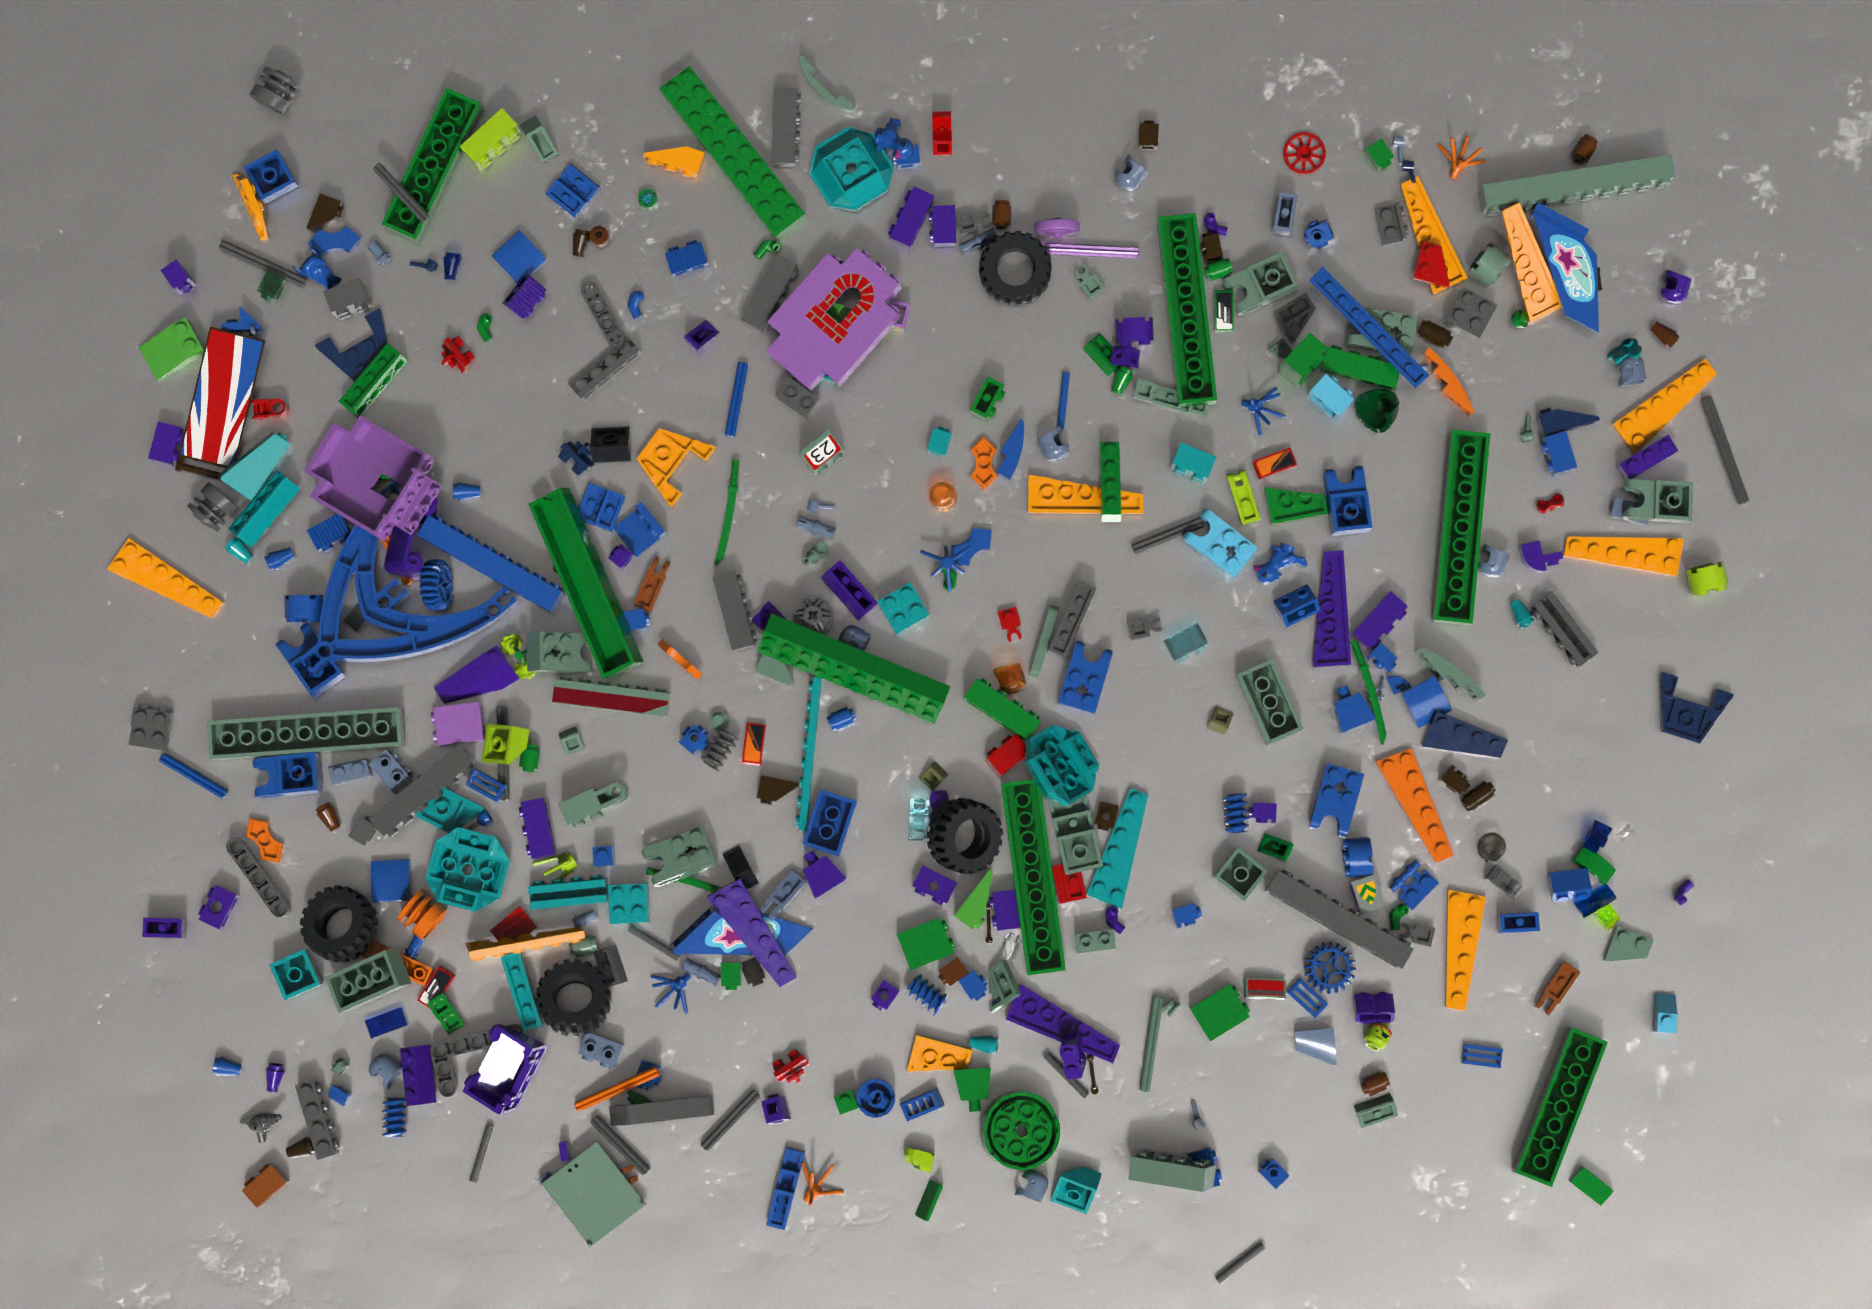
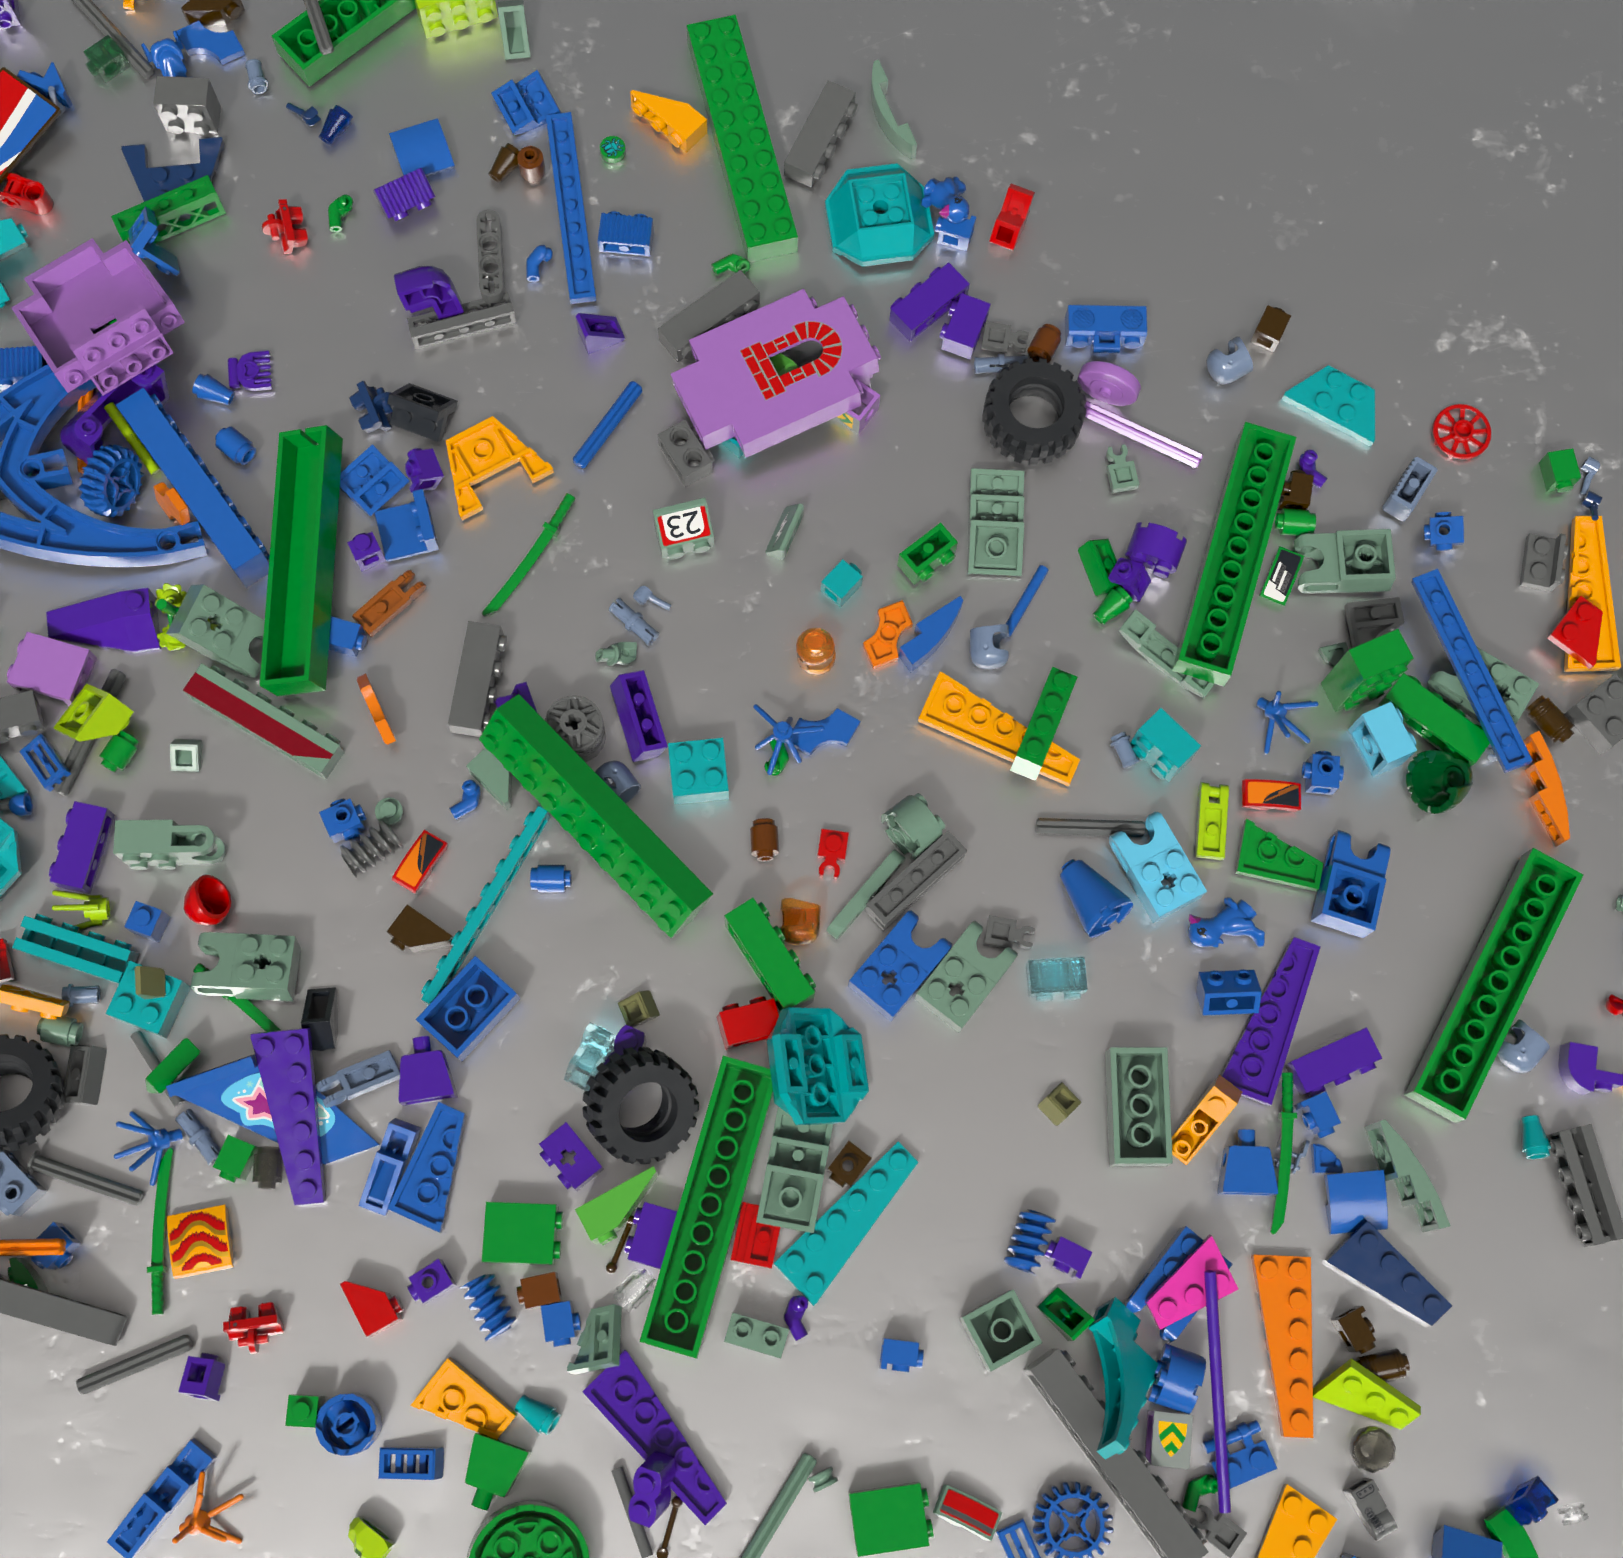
camera: 15 degrees right, 10 degrees down
(375, 410) = (141, 240): none -> blue bracket
(434, 550) = (132, 438): none -> lime bar
(480, 467) = (247, 371): none -> dark purple piece
(482, 582) = (172, 503): none -> orange tile
(499, 522) = (235, 445): none -> blue brick
(575, 360) = (426, 288): none -> dark purple brick
(630, 893) = (150, 982): none -> olive slope
(631, 485) = (423, 469): none -> dark purple brick
(634, 827) = (207, 901): none -> red hat
(639, 255) = (570, 208): none -> blue plate
(646, 1027) = (84, 1179): none -> dark grey axle
(666, 938) = (171, 1066): none -> green slope
(715, 1060) = (158, 1236): none -> green sword
(733, 1033) = (200, 1241): none -> slope
(766, 691) = (469, 801): none -> blue arm
(826, 938) = (389, 1165): none -> blue slope
(853, 934) = (429, 1175): none -> blue wing
(857, 1025) = (372, 1307): none -> red slope
(886, 422) = (785, 531): none -> sand green slope
(964, 634) = (764, 839): none -> reddish brown brick
(1021, 355) = (996, 522): none -> sand green slope
(1035, 182) = (1105, 327): none -> blue piece
(1055, 585) = (912, 825): none -> sand green brick
(1130, 663) = (970, 973): none -> sand green brick
(1167, 473) = (1124, 749): none -> sand blue pin
(1188, 581) = (1094, 898): none -> blue cone
(1213, 168) = (1338, 402): none -> teal wing
(1301, 442) = (1322, 773): none -> blue brick
(1313, 691) = (1204, 1118): none -> light orange slope
(1324, 865) = (1126, 1374): none -> teal arch
(1345, 797) = (1185, 1288): none -> dark pink wing
(1384, 854) = (1217, 1391): none -> dark purple piece
(1476, 816) = (1367, 1395): none -> lime wing

